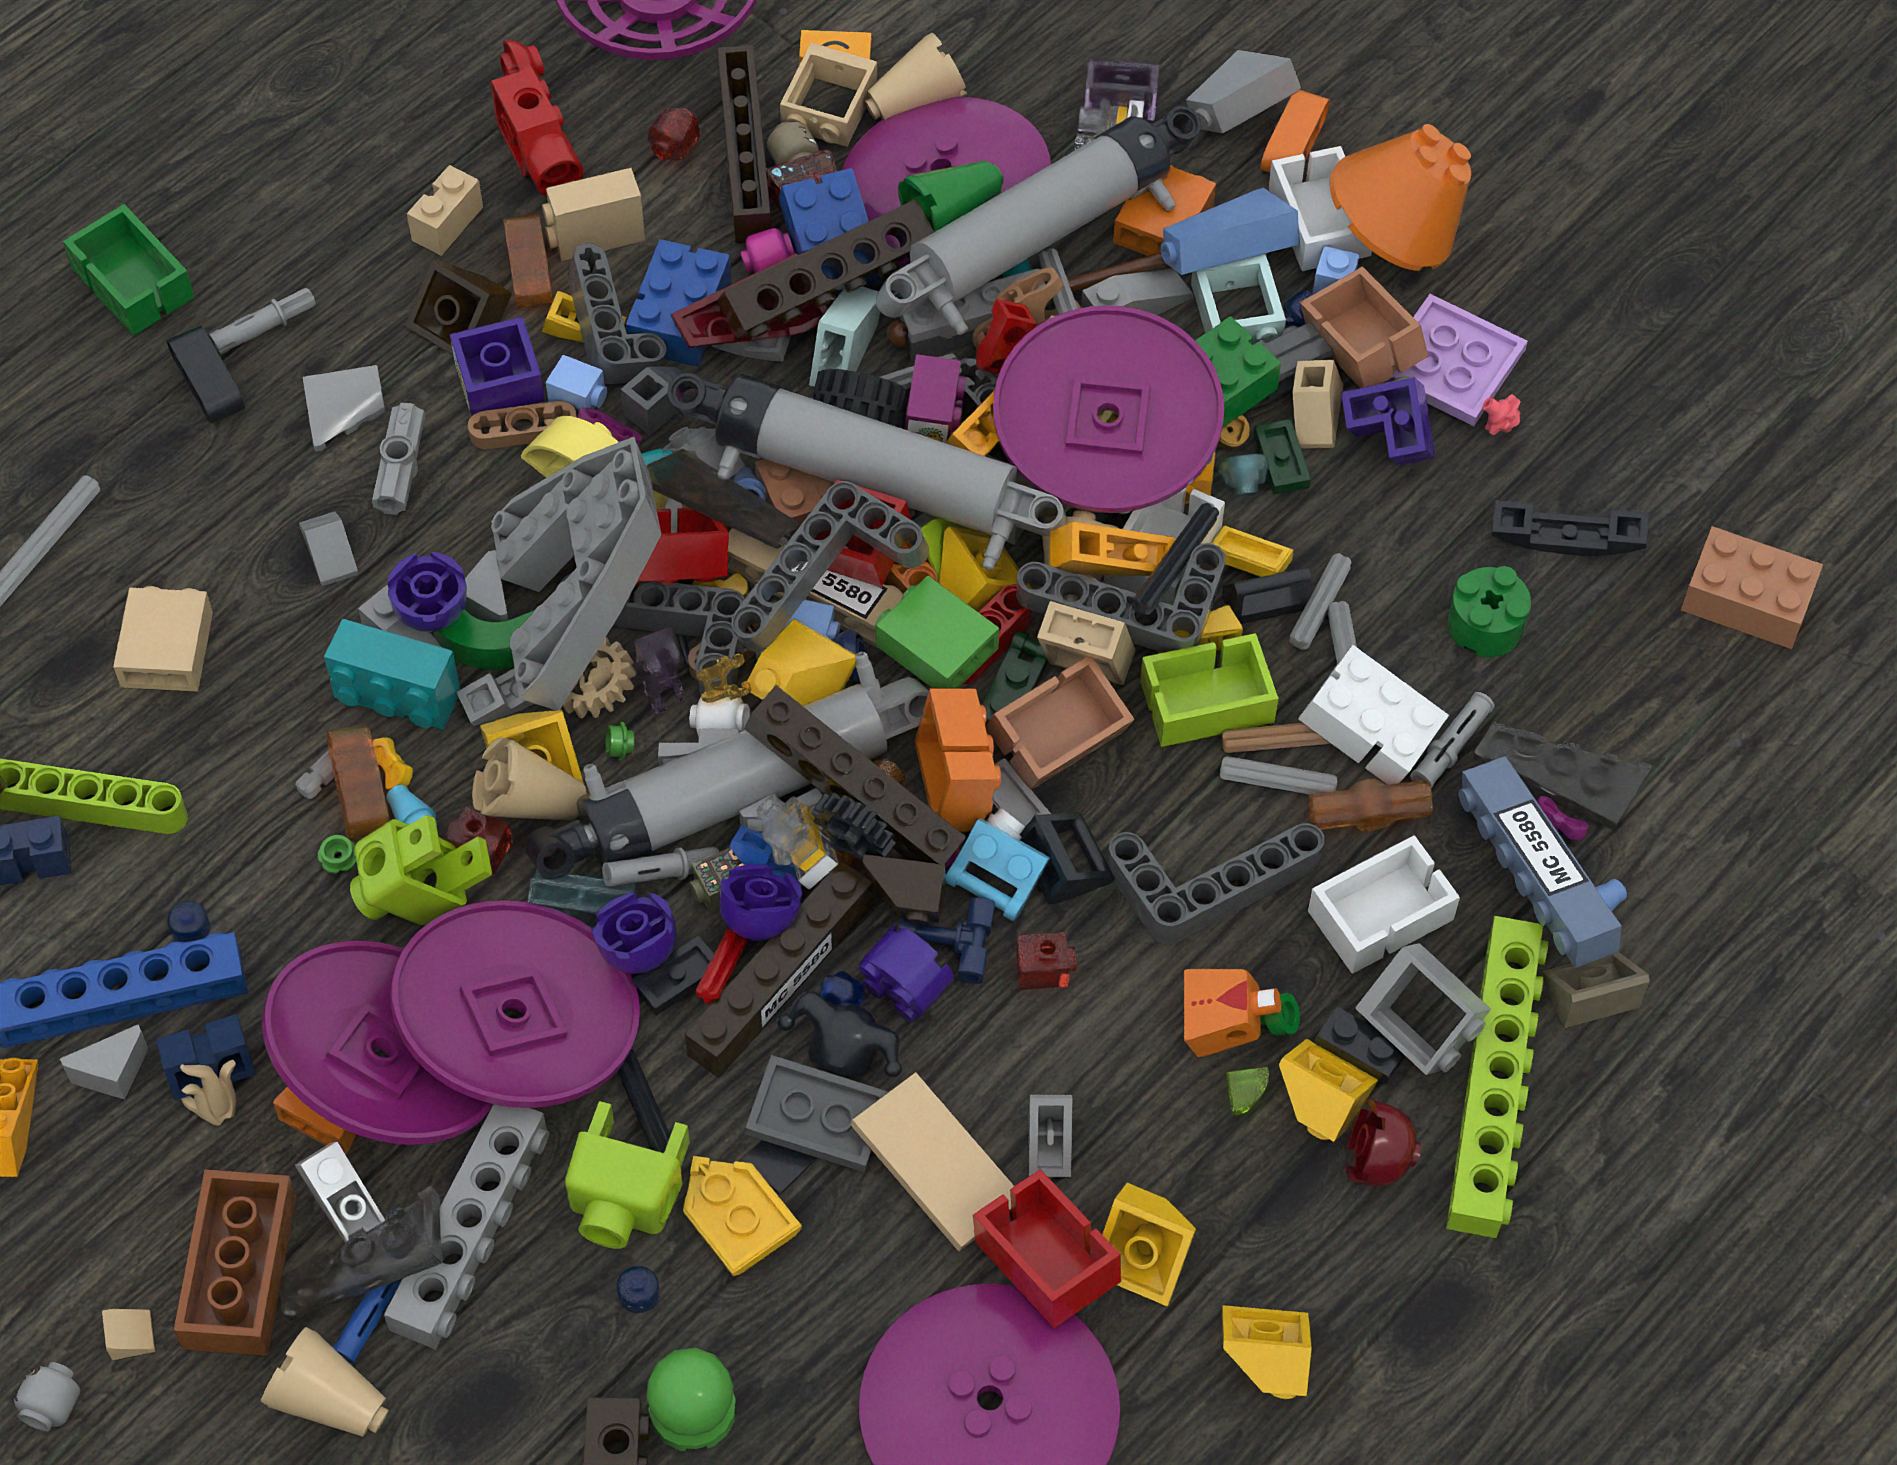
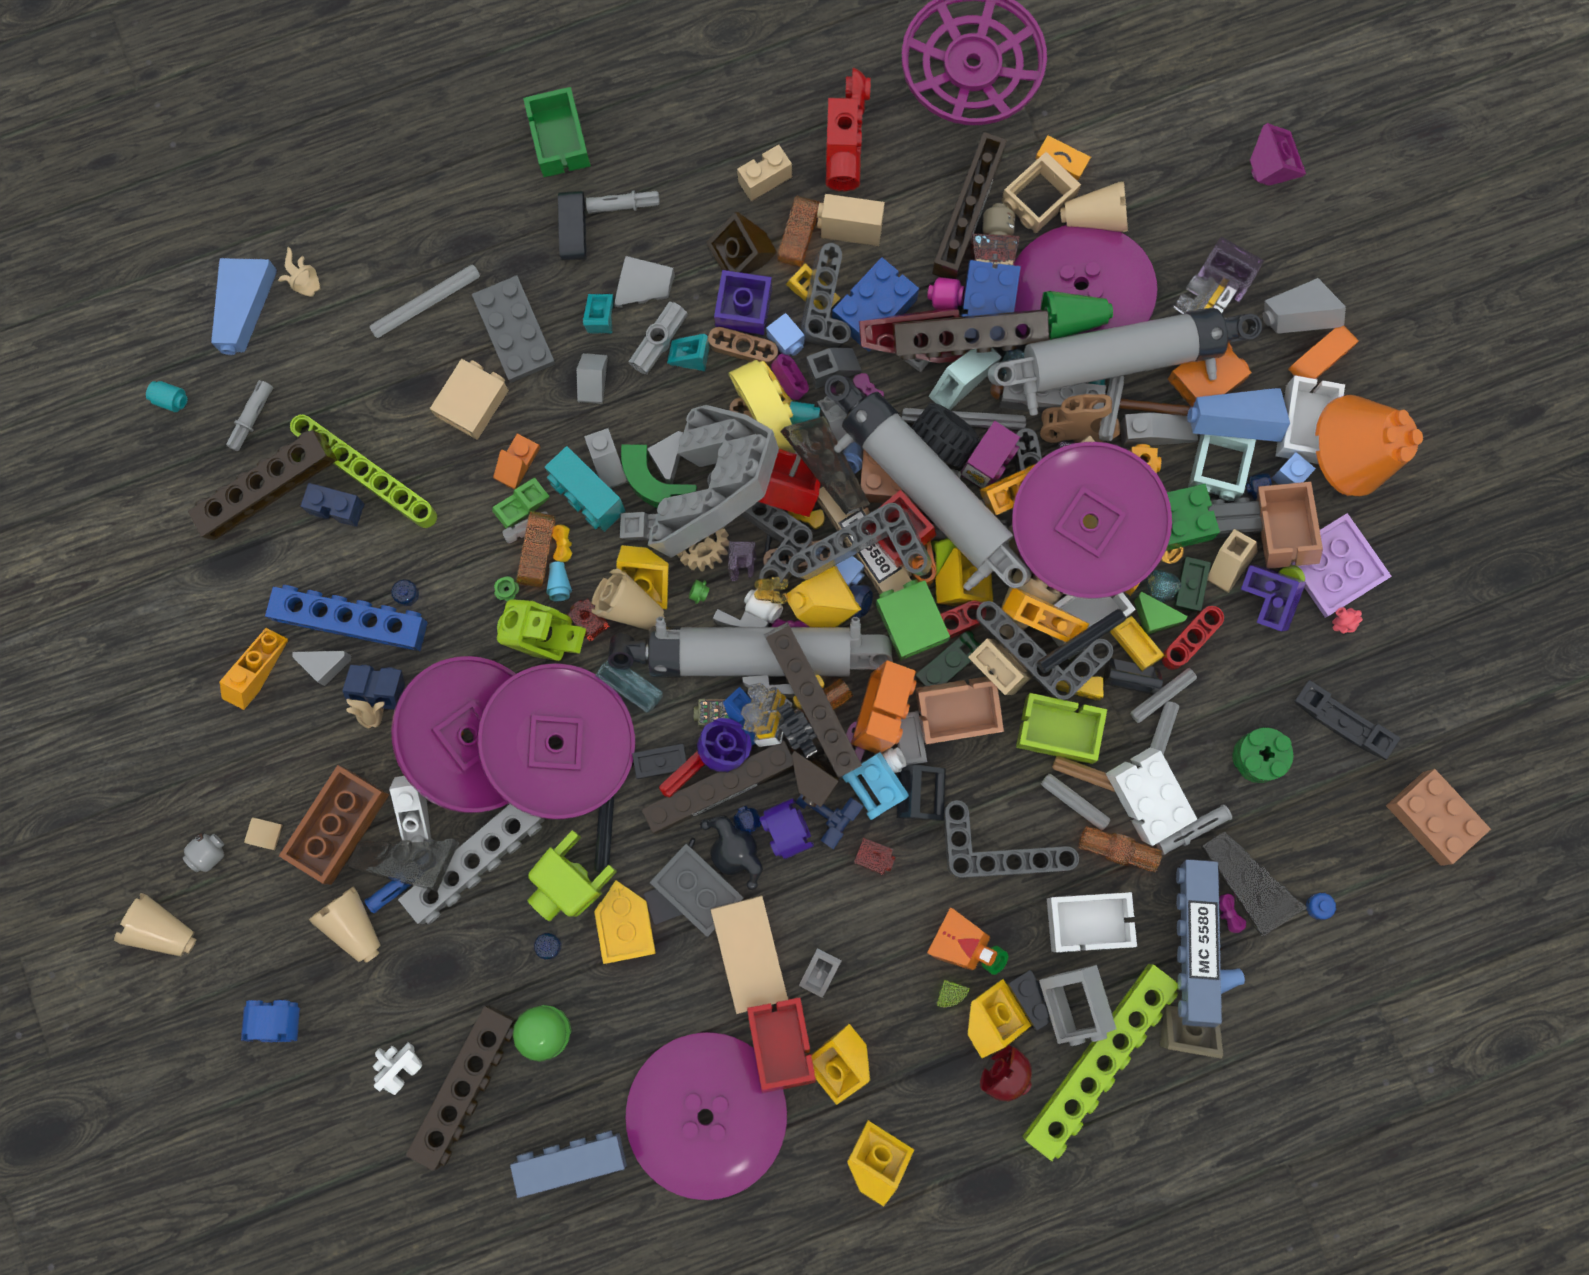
camera: 30 degrees right, 20 degrees up
(183, 532) = (513, 329): none -> dark grey plate
(269, 692) = (516, 461): none -> orange slope
(301, 464) = (598, 313): none -> teal slope
(304, 740) = (518, 506): none -> bright green slope
(427, 591) = (623, 450): dark purple cylinder -> none
(452, 458) = (689, 352): none -> teal slope
(635, 933) = (644, 729): dark purple cylinder -> none
(654, 867) = (682, 689): light grey axle -> none
(674, 134) = (930, 179): clear red head -> none
(1006, 330) = (1058, 431): red leg -> none
(1257, 508) = (1156, 615): none -> bright green slope
(1323, 502) = (1200, 629): none -> red beam
(1670, 760) = (1320, 906): none -> blue piece

